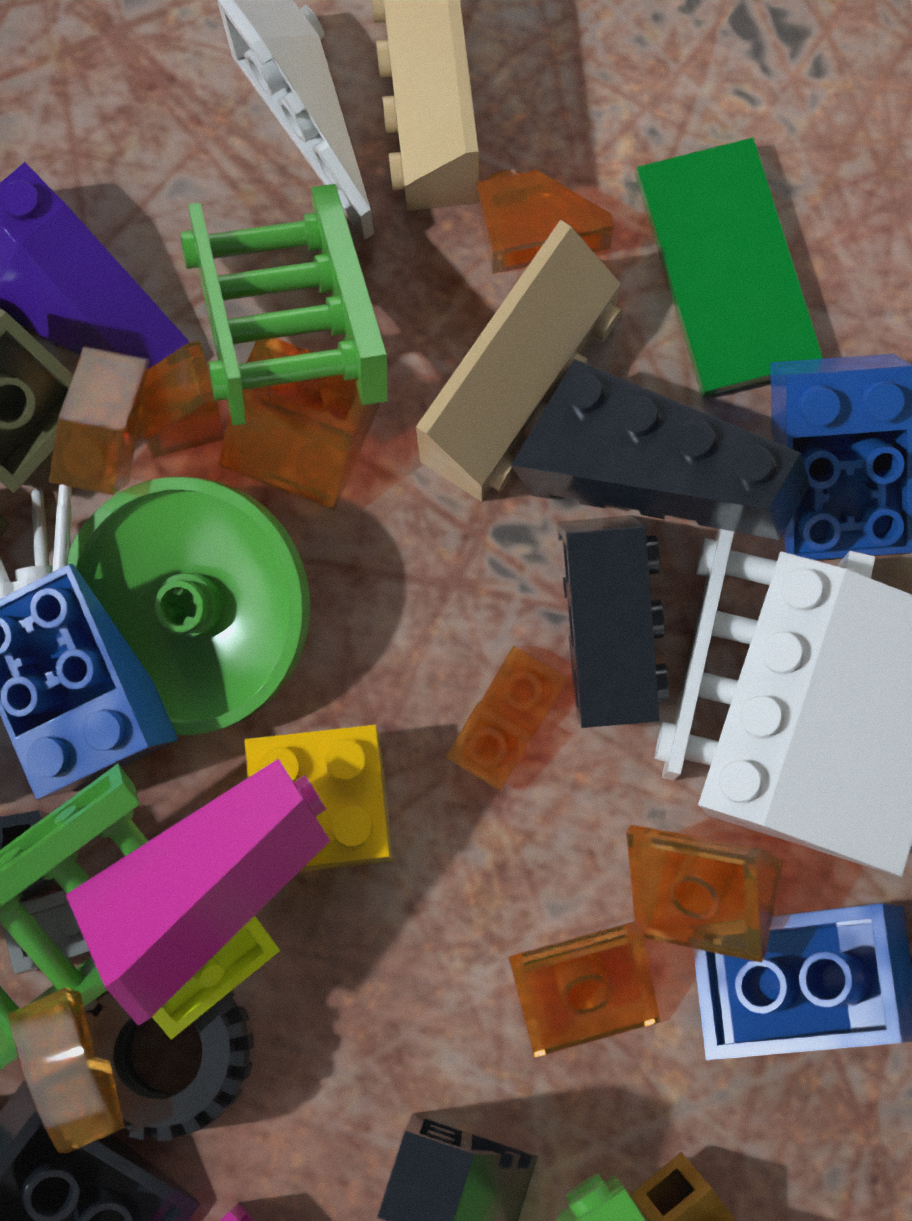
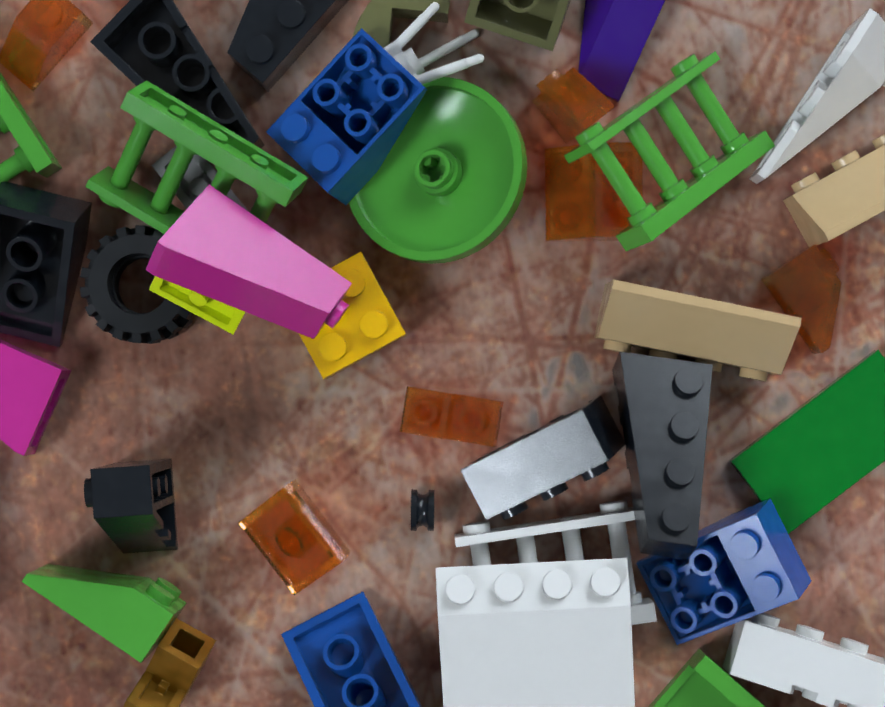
camera: 60 degrees right, 10 degrees up
(64, 1078) = (98, 231): clear orange slope -> none
(99, 422) = (533, 61): clear orange slope -> none
(614, 802) = (422, 510): none -> black bush
(703, 892) = (384, 591): clear orange slope -> none

